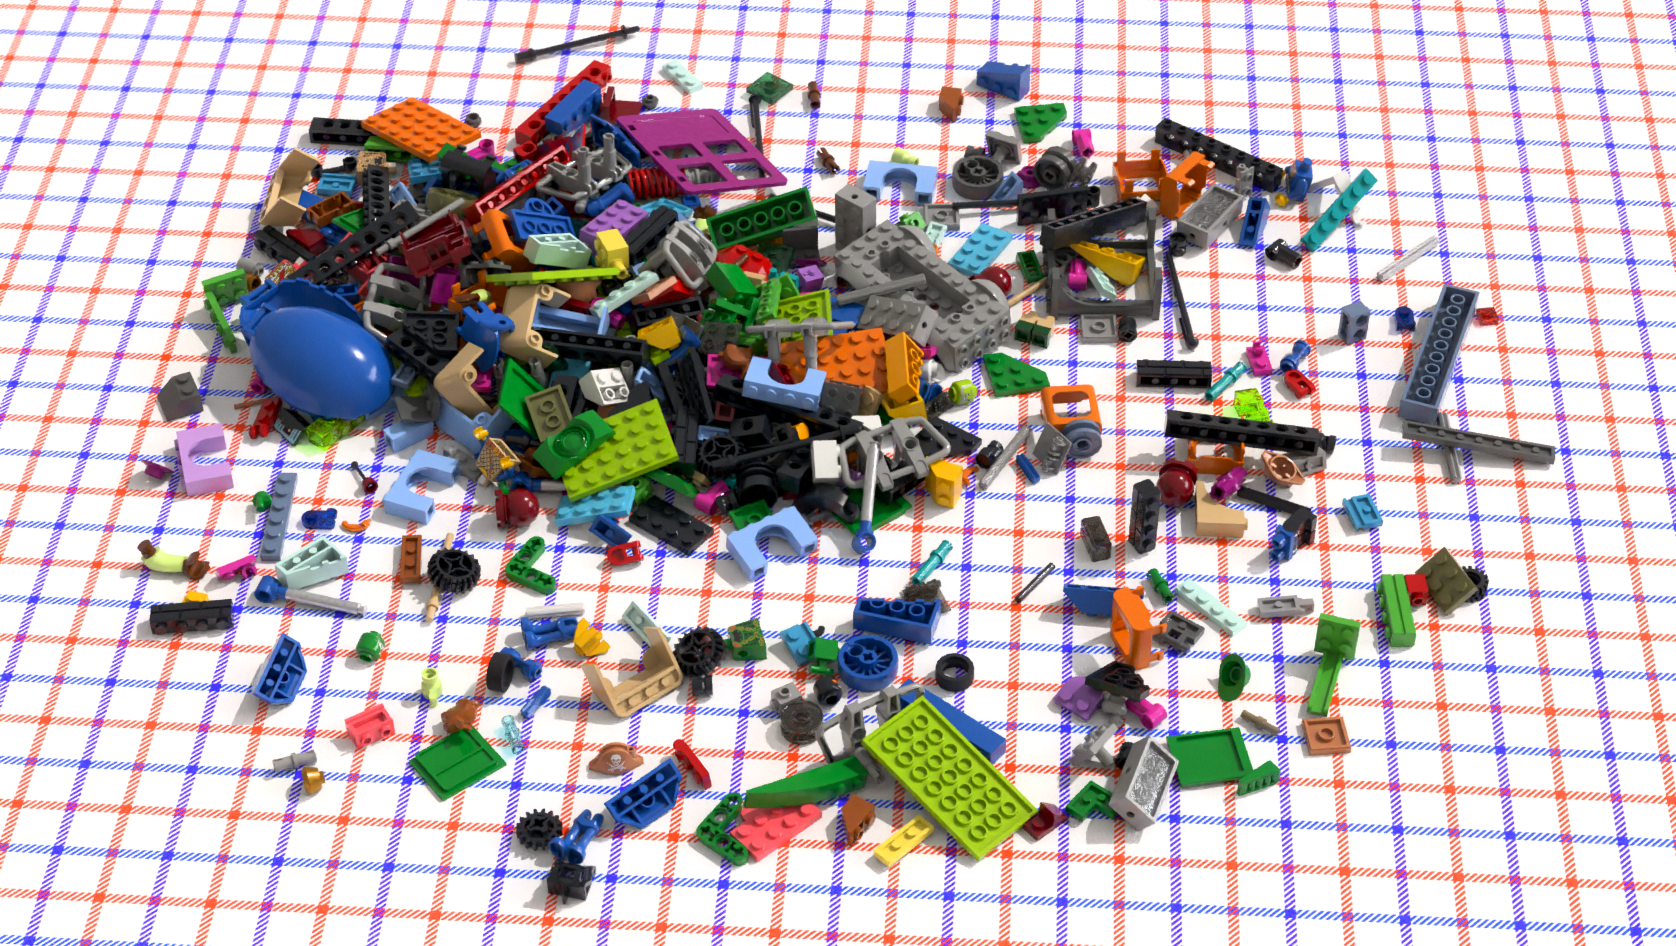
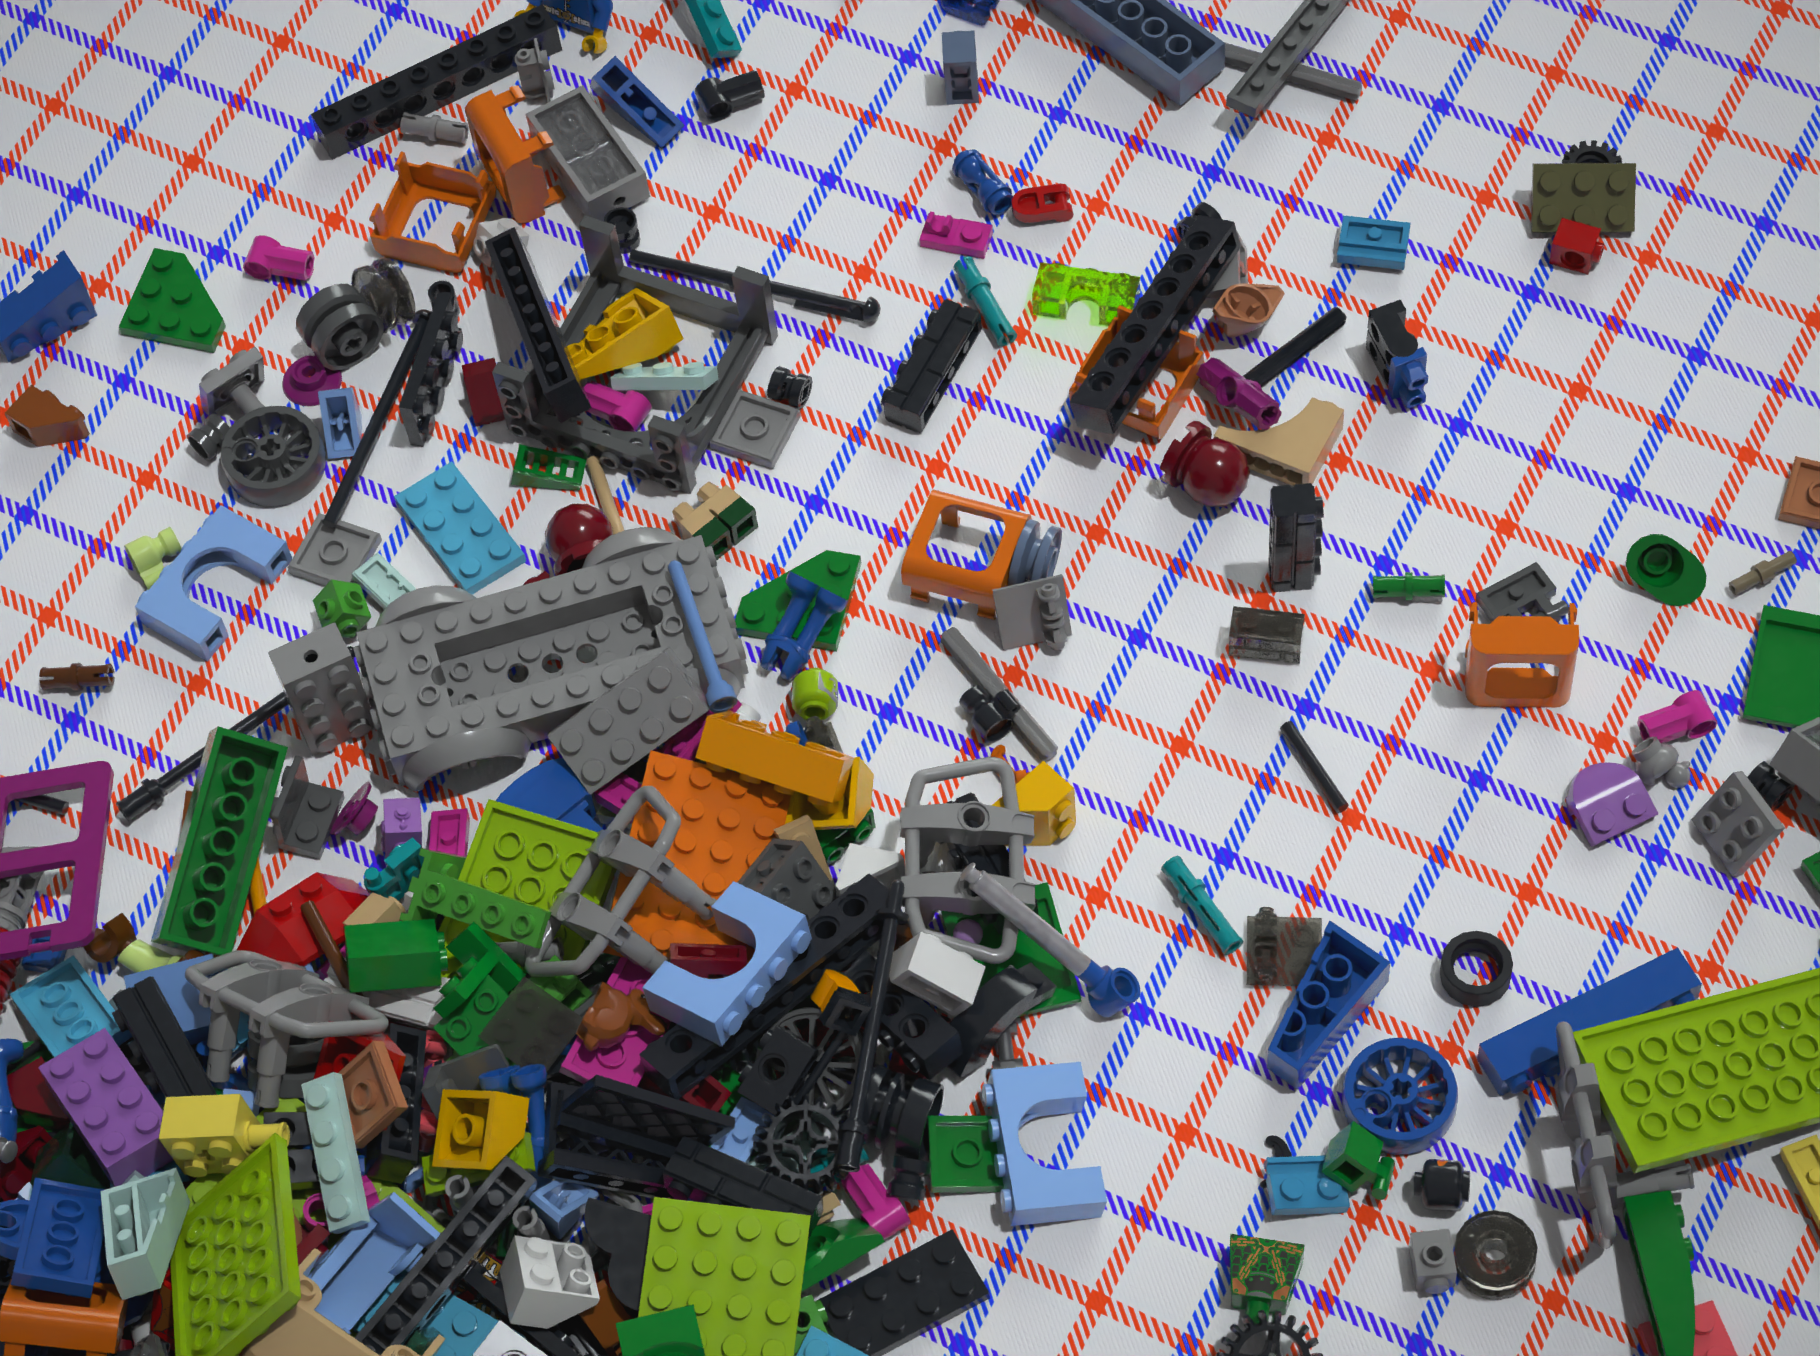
camera: 60 degrees left, 15 degrees up
(778, 254) = (298, 857): clear green plate -> none
(856, 817) = (1751, 1253): dark orange slope -> none
(881, 289) = (538, 714): light grey axle -> none
(926, 341) = (719, 693): none -> medium blue piece
(959, 439) = (900, 757): black plate -> none
(982, 374) = (802, 595): none -> blue piece
(1028, 468) = (1042, 670): blue axle -> none
(1092, 599) = (1413, 673): blue wedge -> none
(1119, 681) = (1621, 729): black plate -> none
(1211, 607) = (1482, 536): light aqua plate -> none
(1284, 606) = (1530, 436): light grey hinge -> none
(1337, 641) = (1656, 406): bright green bracket -> none
(1396, 610) = (1607, 289): bright green brick -> none

